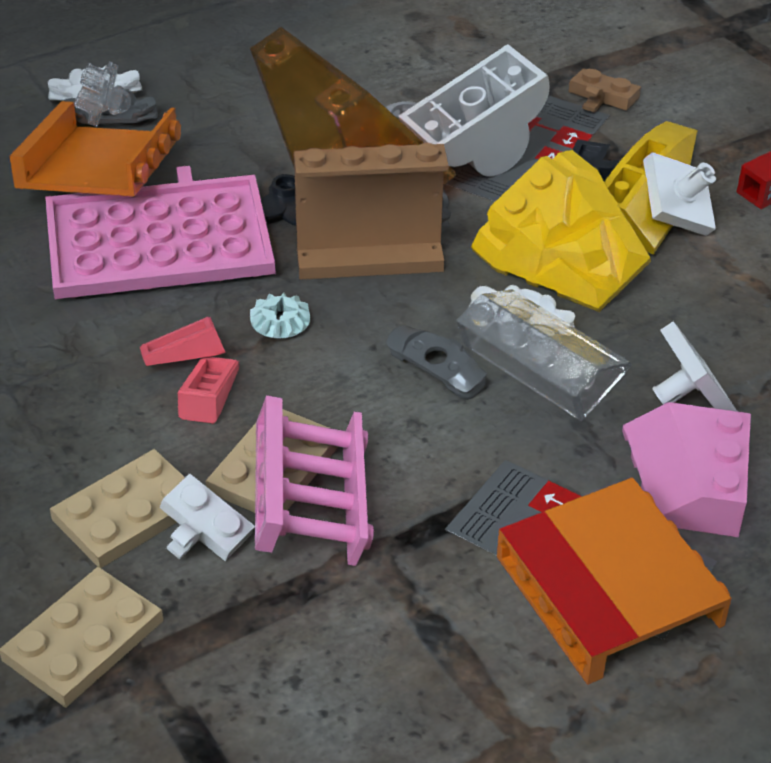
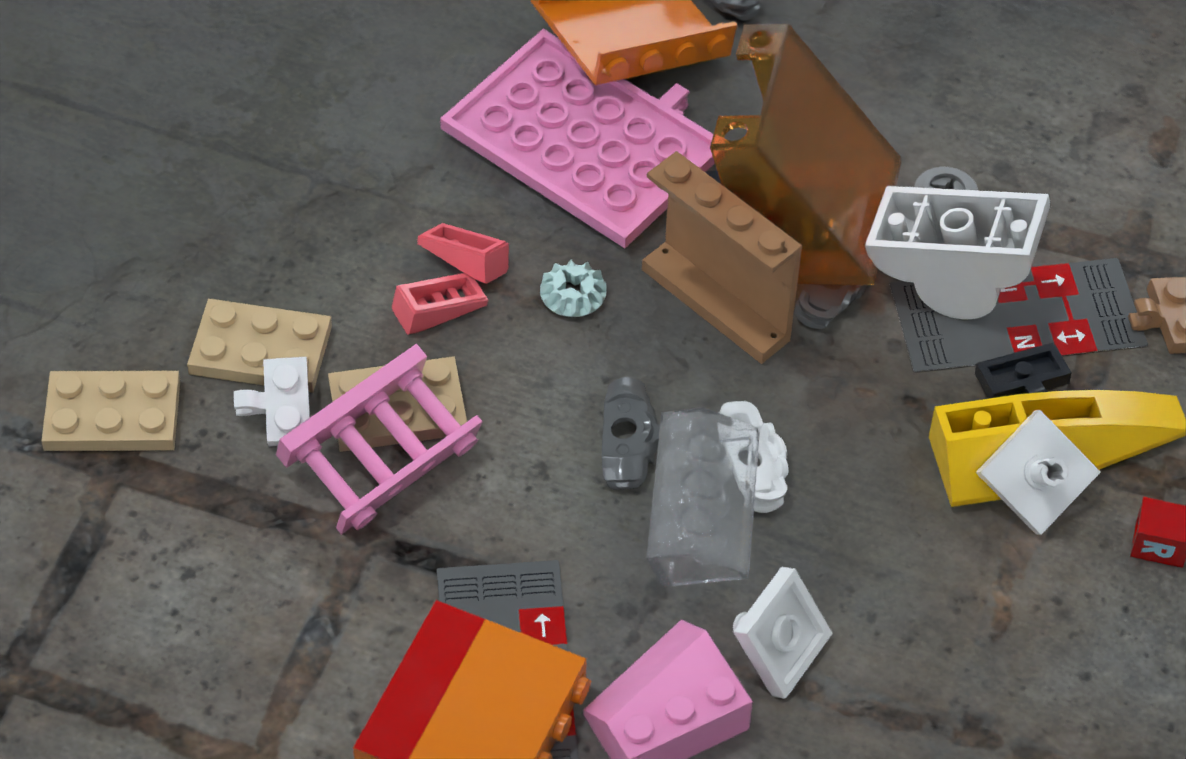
camera: 50 degrees right, 10 degrees up
(563, 233) = (874, 414): yellow wedge -> none

